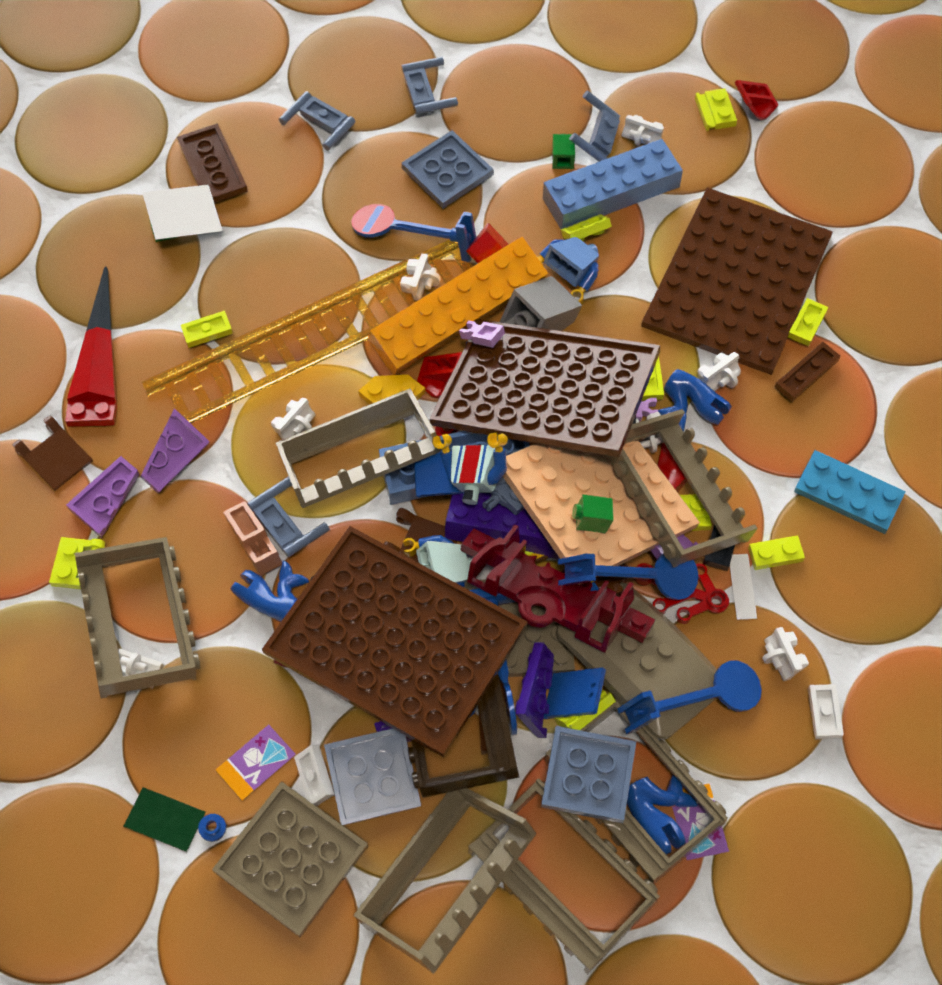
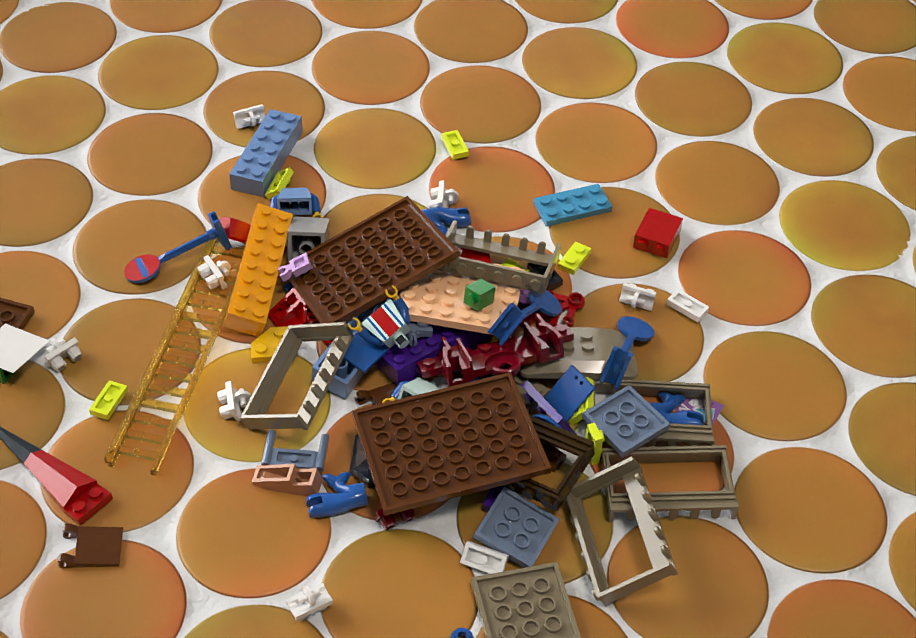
camera: 50 degrees left, 15 degrees down
(65, 570) = (184, 591): neon yellow plate -> none
(100, 622) = (284, 546): dark tan window -> none
(104, 495) = (160, 538): medium lavender wing -> none
(173, 452) = (177, 476): medium lavender wing -> none
(219, 247) = (59, 350): none -> white hips
(255, 762) = (439, 588): sticker -> none
(322, 115) = (34, 237): sand blue plate -> none
(420, 89) = (83, 183): sand blue plate -> none
(447, 169) = (154, 211): sand blue plate -> none
(536, 765) = (597, 437): none -> neon yellow plate
(563, 152) = (215, 155): green brick -> none
(603, 132) = (231, 135): sand blue plate -> none
(716, 109) = (275, 81): neon yellow plate -> none
(737, 280) = (392, 152): reddish brown plate -> none
(742, 587) = (579, 287): white sticker -> none
(757, 98) = (292, 62): red slope -> none
(807, 371) = (484, 167): reddish brown plate -> none
(897, 603) = (658, 233): none -> red brick

